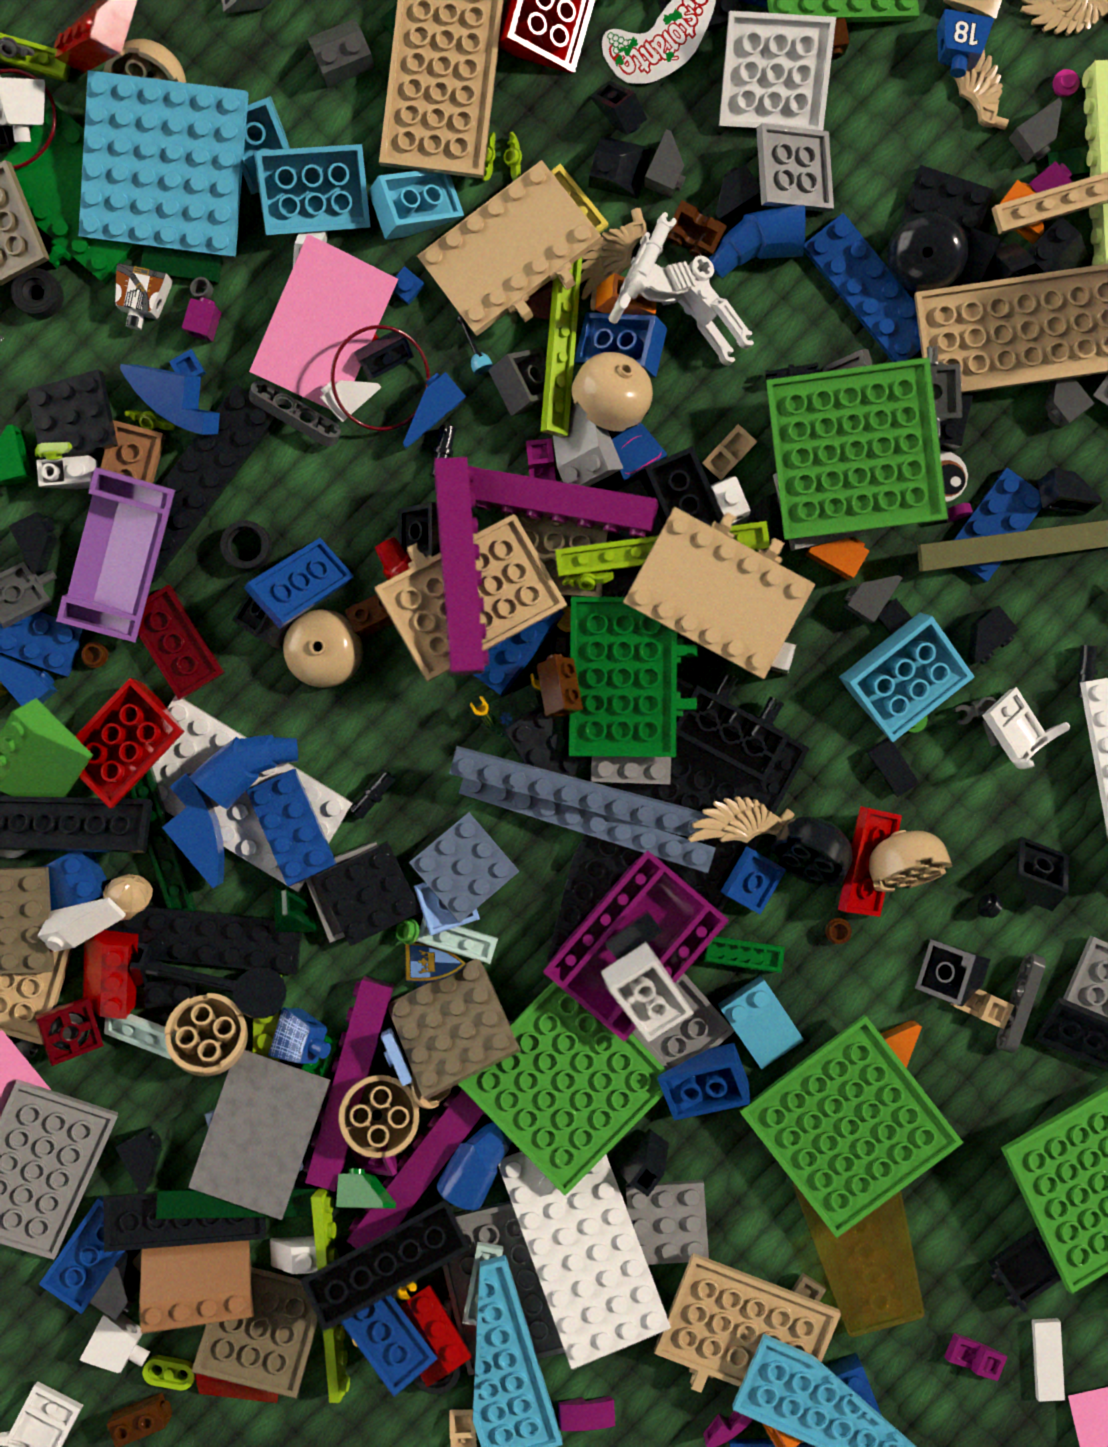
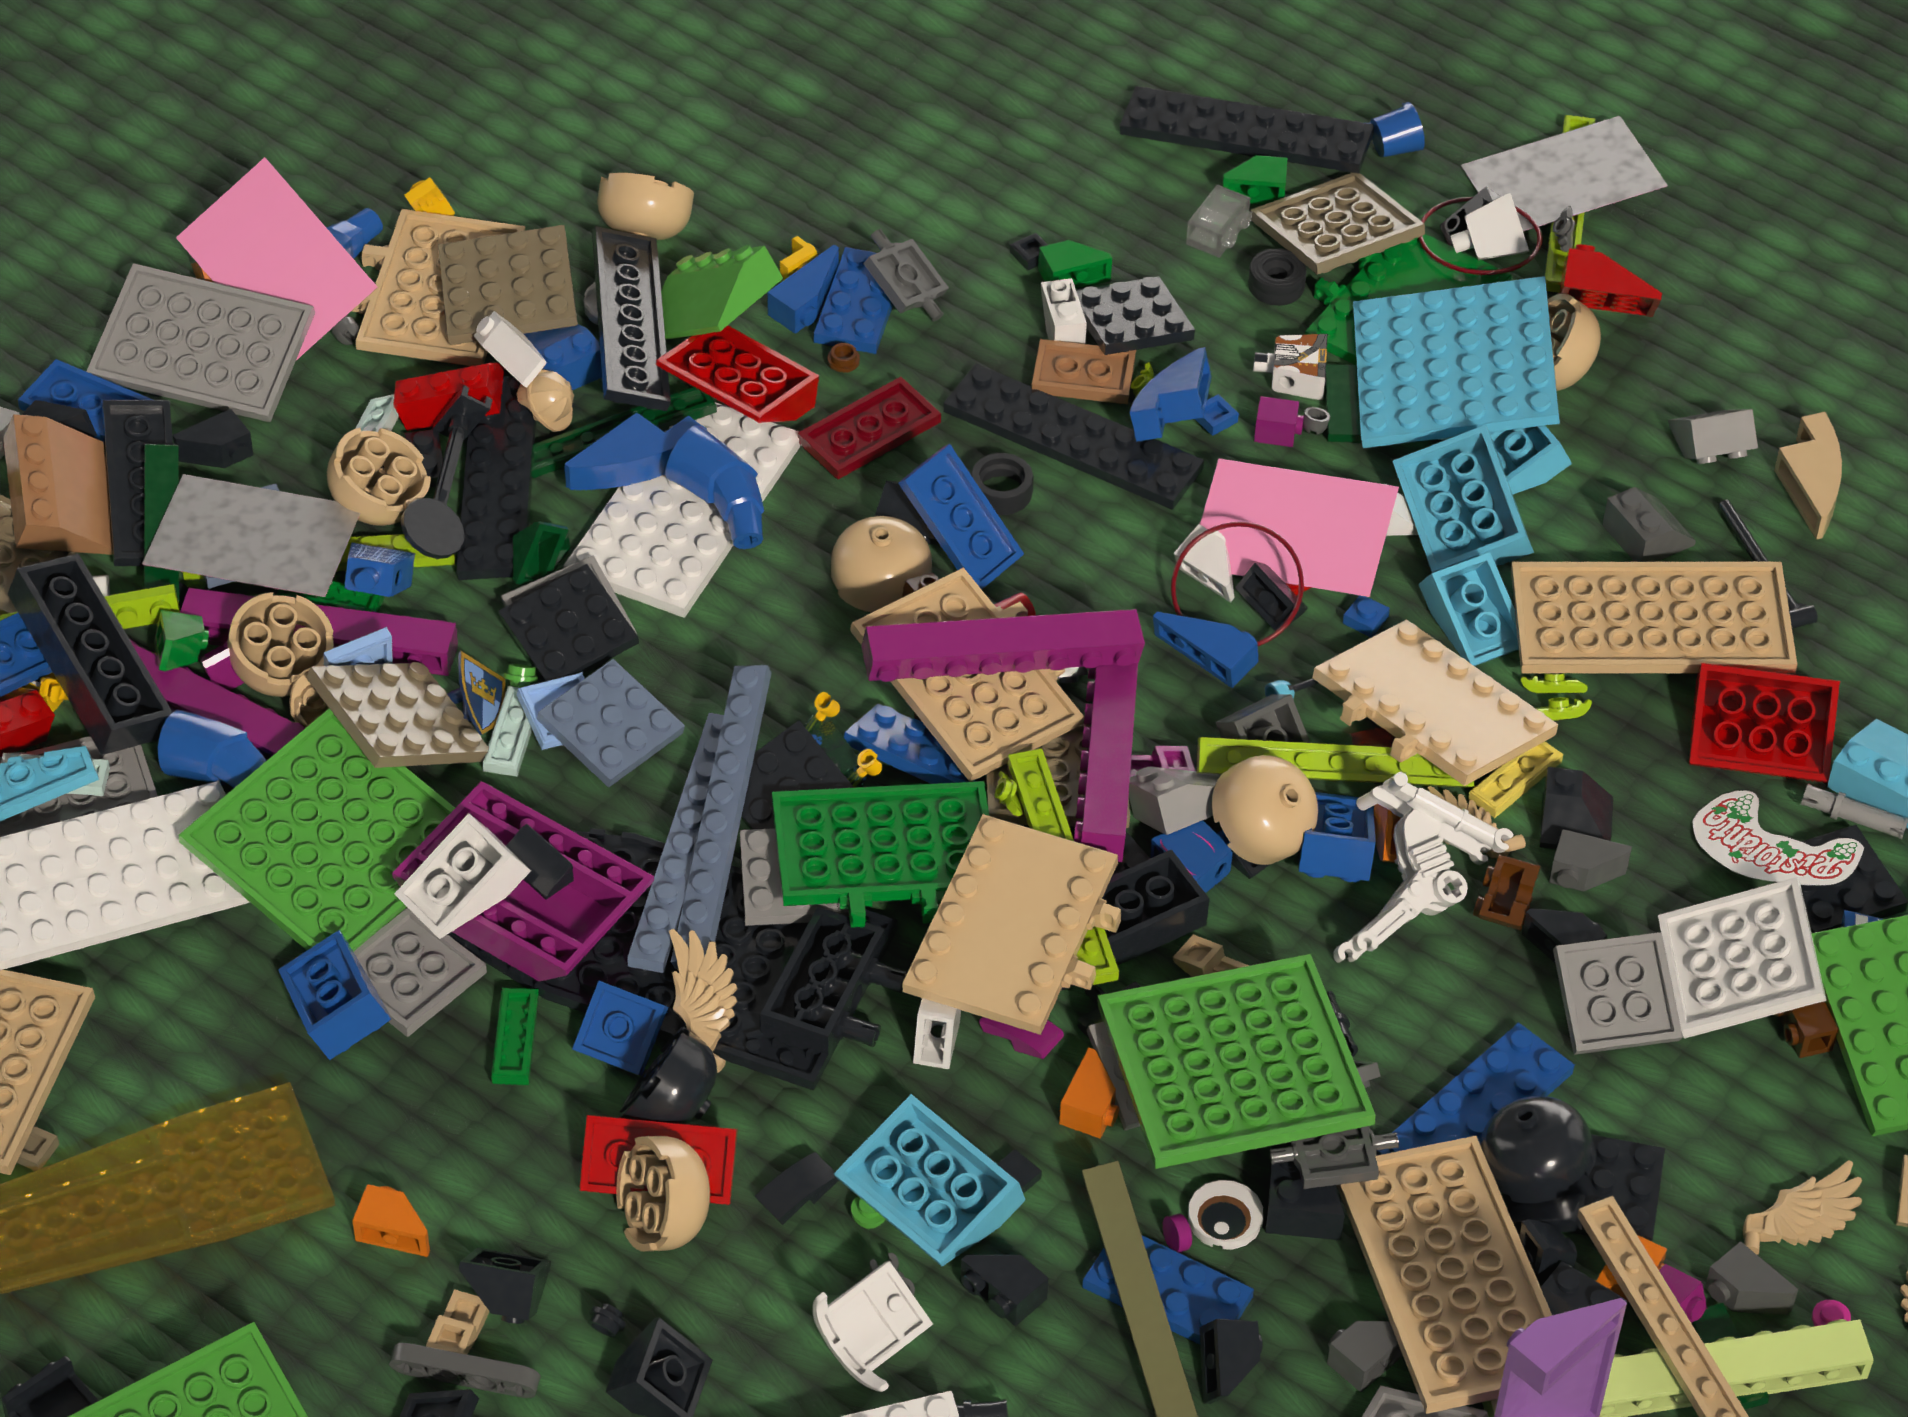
camera: 80 degrees right, 40 degrees down
(36, 540) = (974, 294): black slope -> none
(52, 450) = (1085, 289): lime piece -> none
(67, 1028) = (377, 355): dark red piece -> none
(116, 555) = (969, 358): medium lavender slope -> none
(263, 393) = (1182, 520): dark grey beam -> none
(291, 827) = (647, 541): blue plate -> none
(373, 794) = (698, 628): black pin -> none
(444, 444) = (1159, 664): black pin -> none
(559, 686) = (863, 769): reddish brown brick -> none
(619, 107) = (1650, 806): black slope -> none
(646, 1163) = (219, 941): black slope -> none
(670, 1221) = (135, 984): light grey plate -> none
(731, 499) = (1145, 955): white torso -> none
(760, 1022) = (420, 1060): medium azure slope -> none
(761, 235) = (1517, 971): blue piece -> none
(838, 931) = (555, 1144): reddish brown plate -> none
(850, 1126) = (278, 1161): bright green plate -> none
(870, 597) = (1039, 1138): dark grey slope -> none
(962, 40) = (1848, 1173): blue torso -> none

